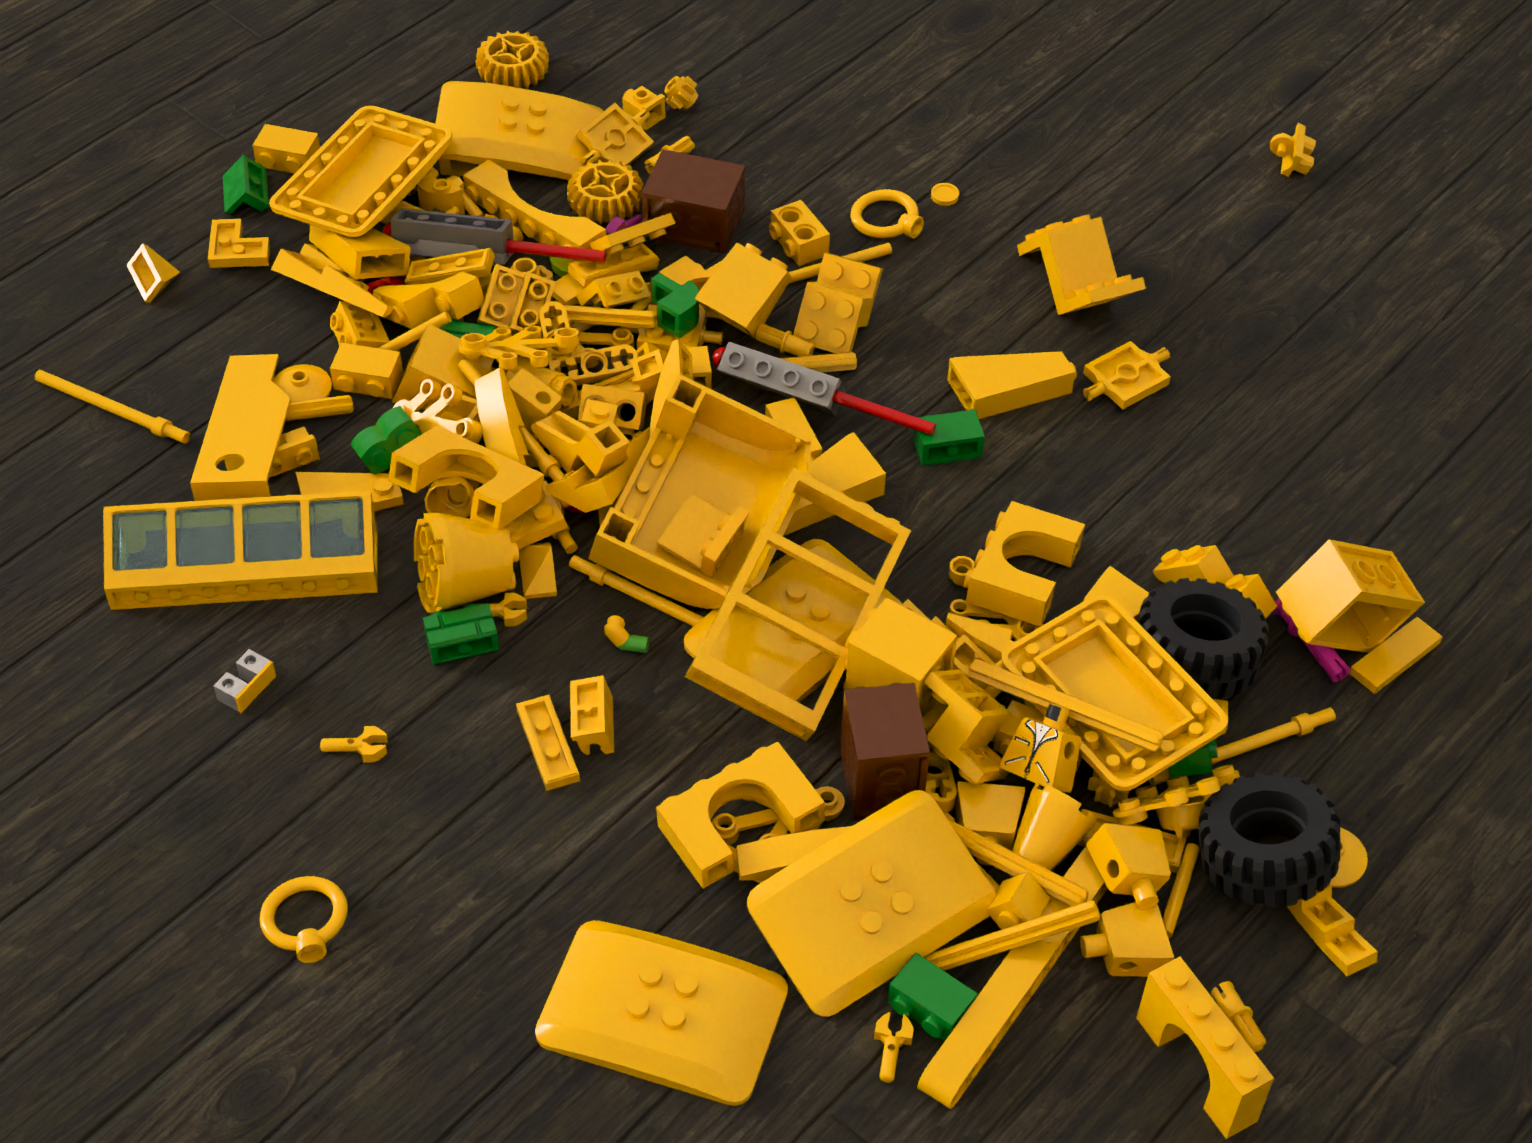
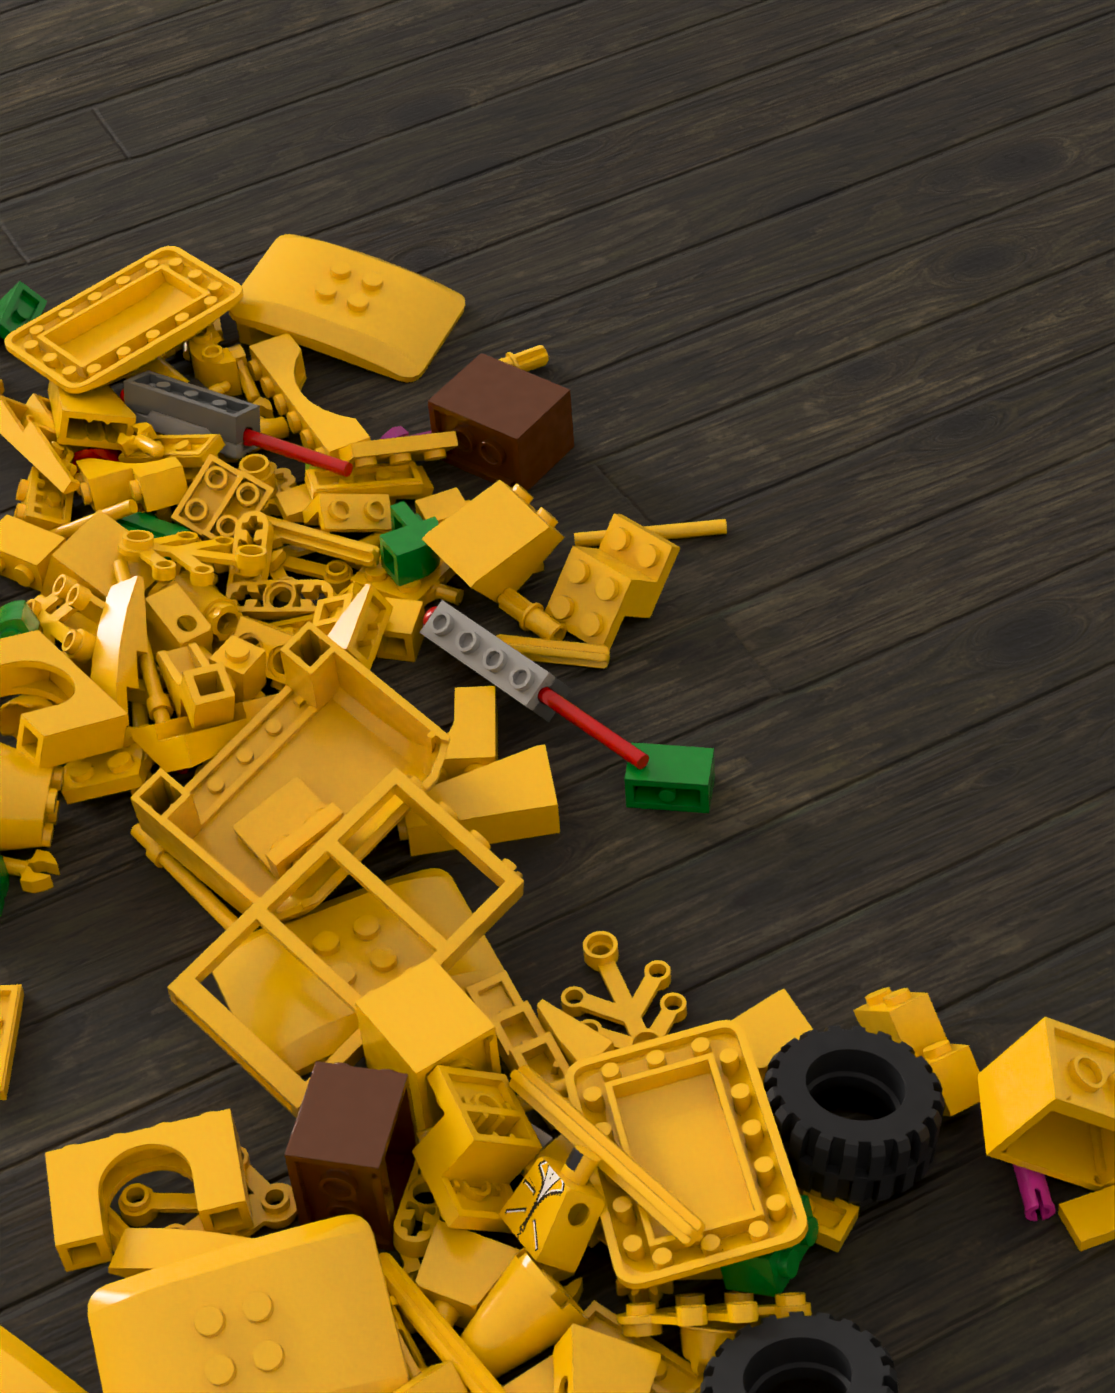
camera: 25 degrees right, 5 degrees down
(284, 148) = (68, 276): yellow brick -> none
(422, 262) = (142, 441): none -> yellow bar
(512, 60) = (386, 223): yellow gear -> none
(537, 571) = (94, 832): yellow slope -> none
(592, 714) = (53, 1022): yellow hinge -> none
(605, 191) = (401, 391): yellow gear -> none
(615, 136) = (452, 333): yellow plate -> none
(622, 639) = (142, 938): arm -> none
(641, 99) = (508, 293): yellow brick -> none
(681, 92) = (562, 292): yellow gear -> none
(799, 232) = (616, 484): yellow brick -> none
(908, 223) = (762, 501): yellow piece -> none
(944, 194) = (833, 472): yellow piece -> none
(1009, 380) = (789, 723): yellow slope -> none
(1019, 532) = (692, 918): yellow arch -> none
(1079, 264) = (942, 590): yellow bracket -> none
(1126, 374) = (948, 746): yellow plate -> none
(1299, 725) = (949, 1266): yellow bar -> none

